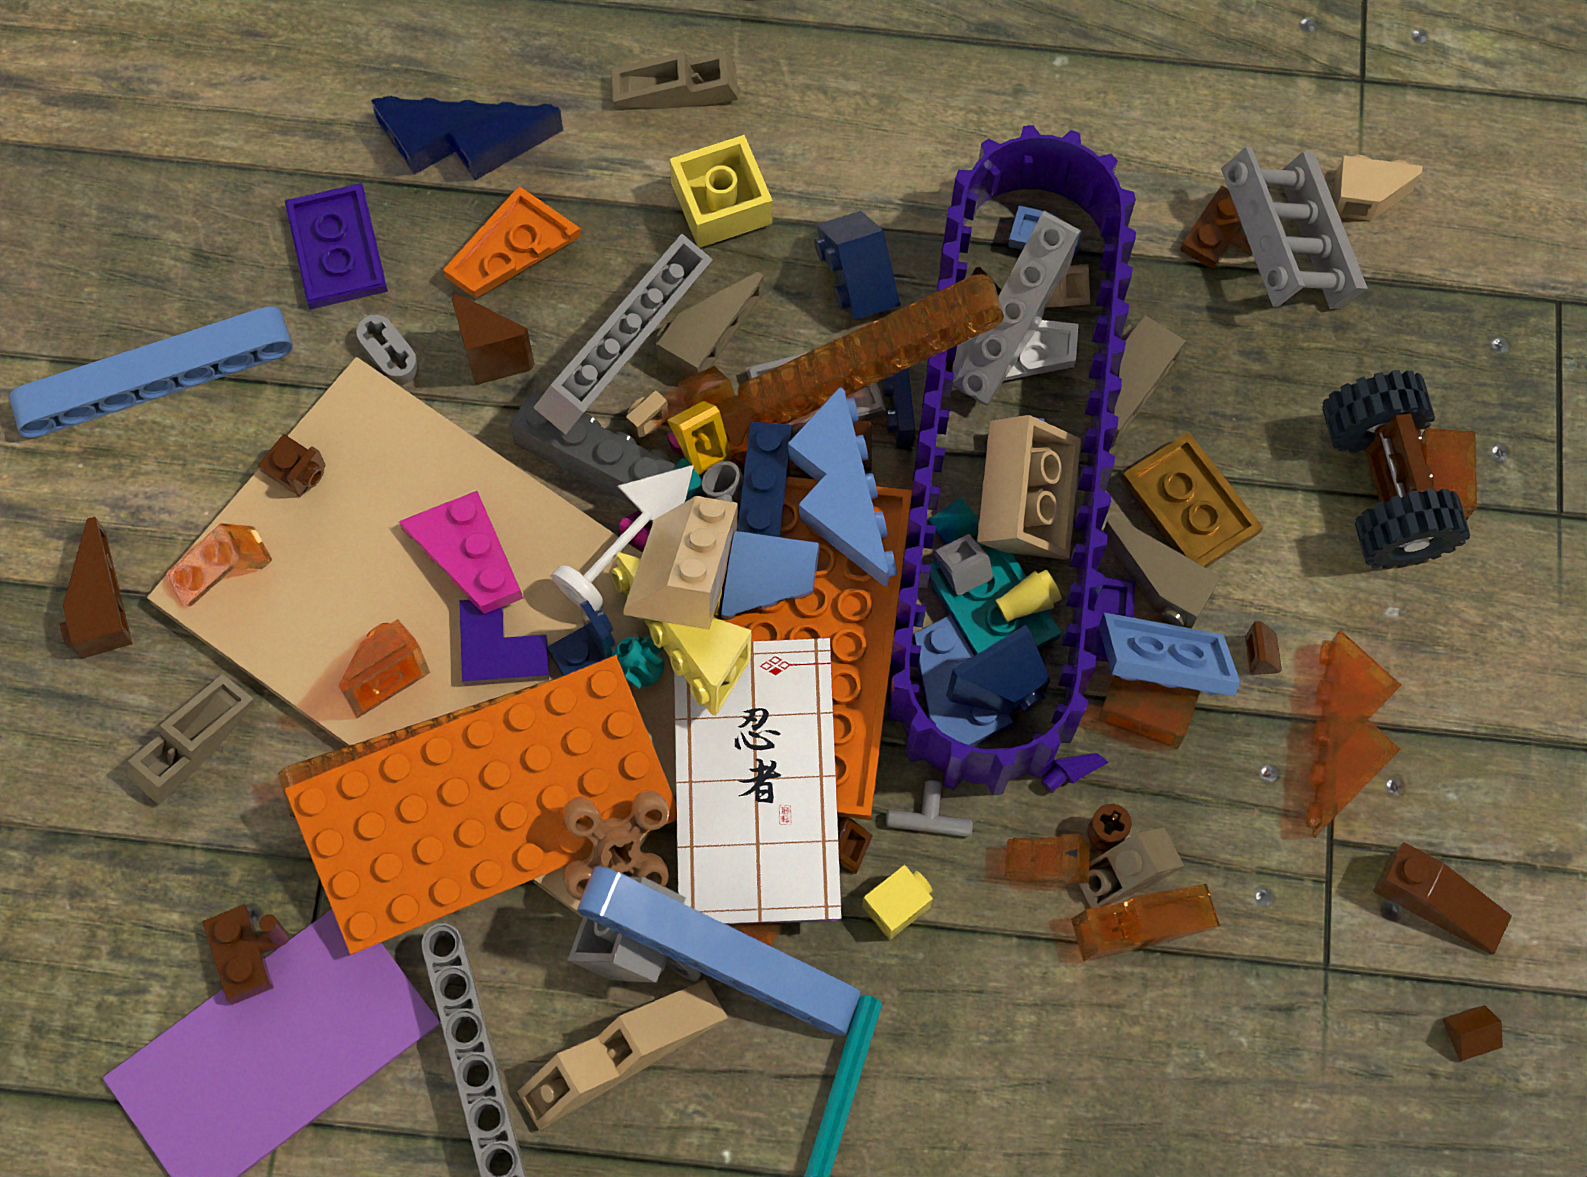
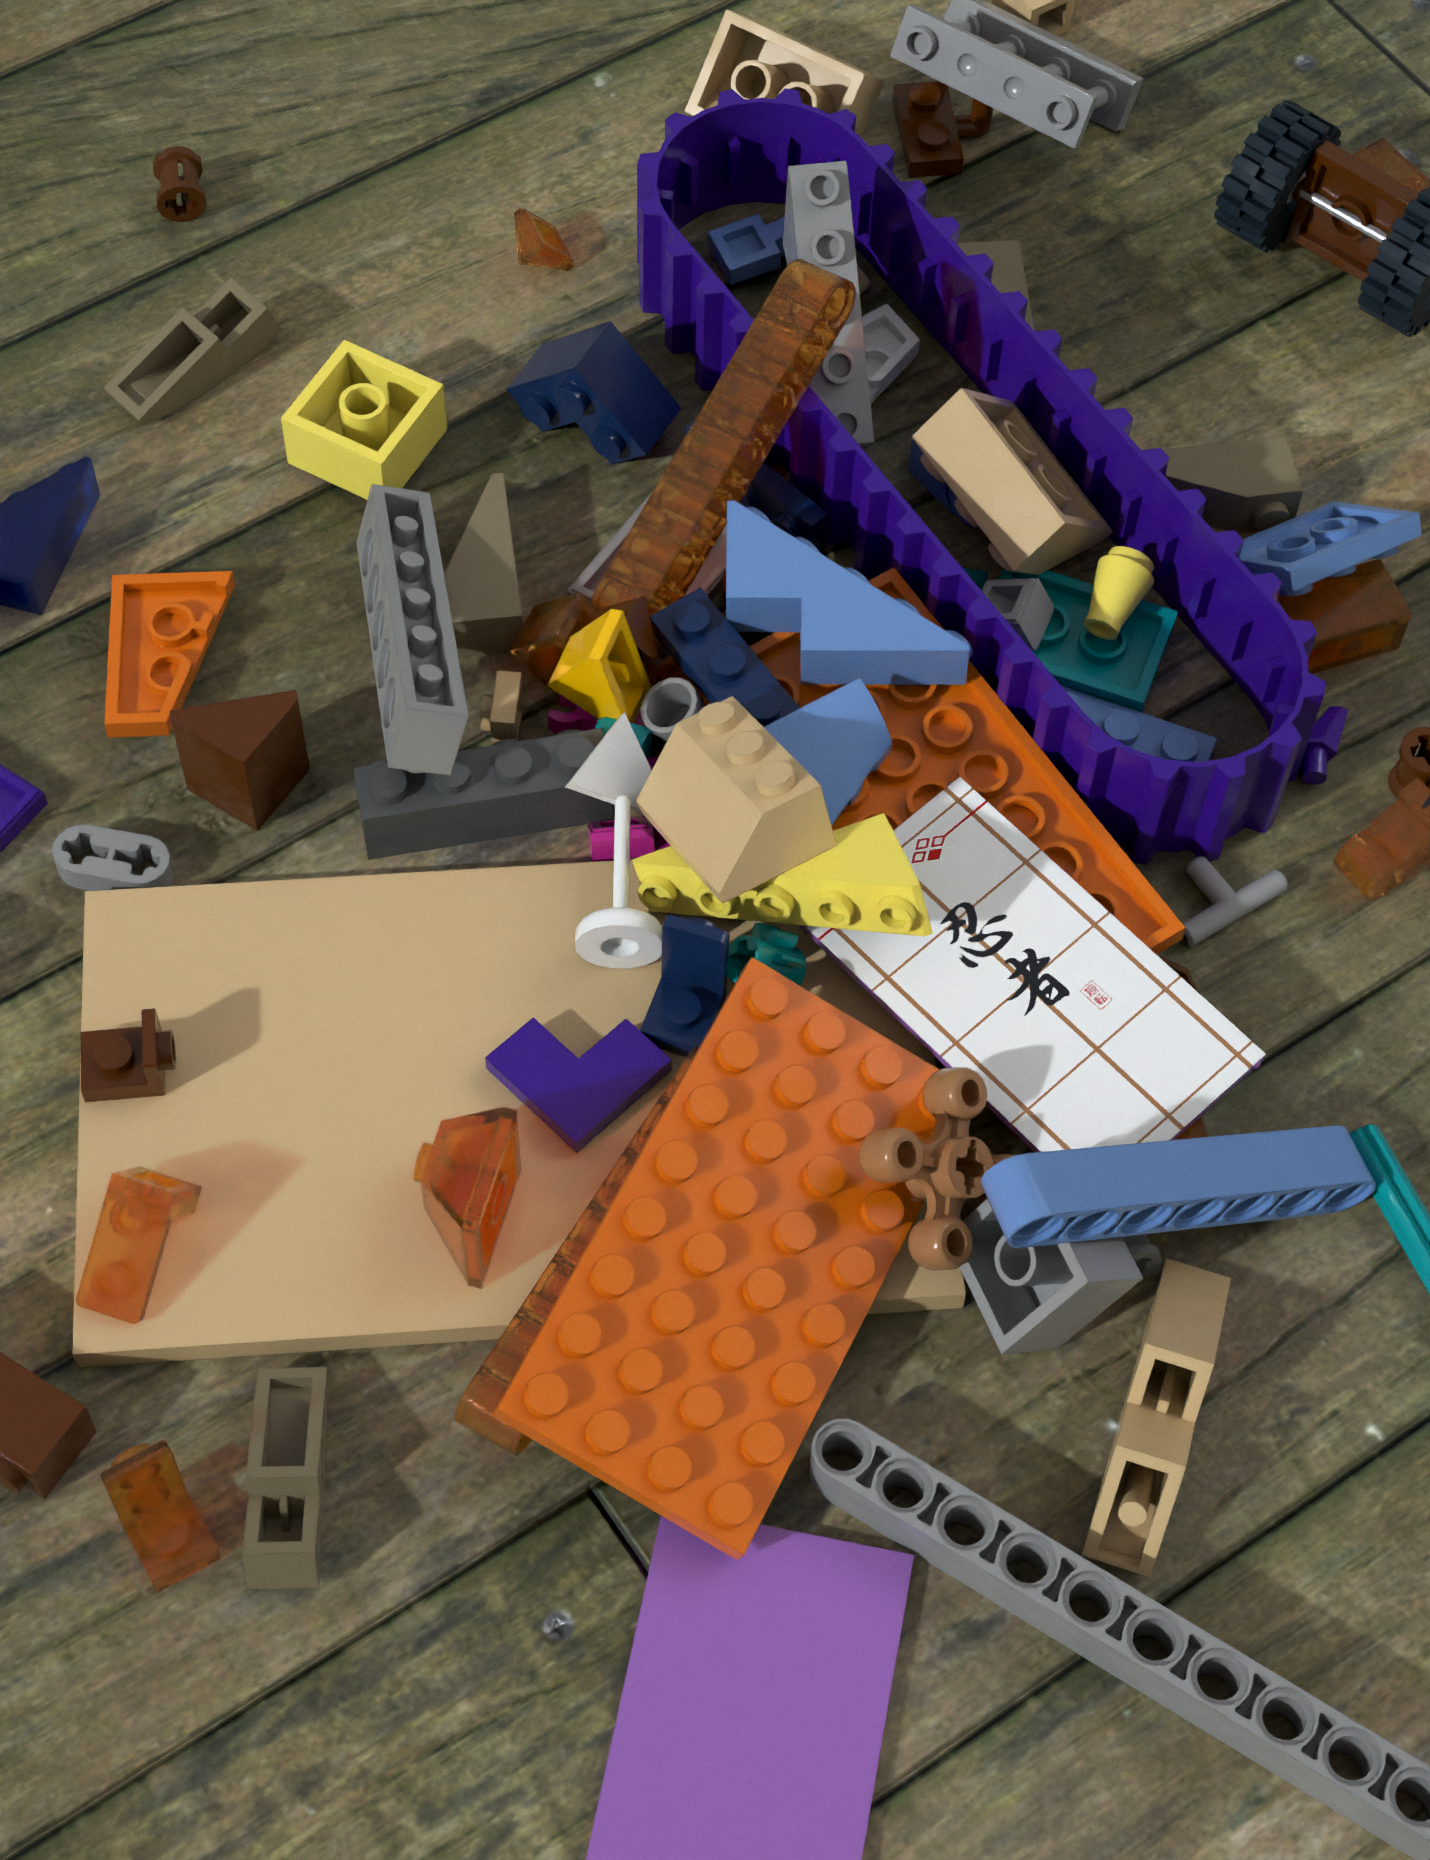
camera: 40 degrees left, 10 degrees down
(117, 712) = (158, 1514): none -> clear orange bracket
(240, 951) = (597, 1673): reddish brown plate -> none
(467, 549) = (441, 992): dark pink wing -> none
(898, 901) = (1289, 1007): light yellow brick -> none
(925, 144) = (540, 243): none -> clear orange slope
(1002, 676) = (1184, 679): dark blue slope -> none
(1151, 142) = (764, 61): none -> tan slope
(1191, 502) = (1177, 392): pearl gold plate -> none
(1262, 650) = (1383, 486): reddish brown slope -> none

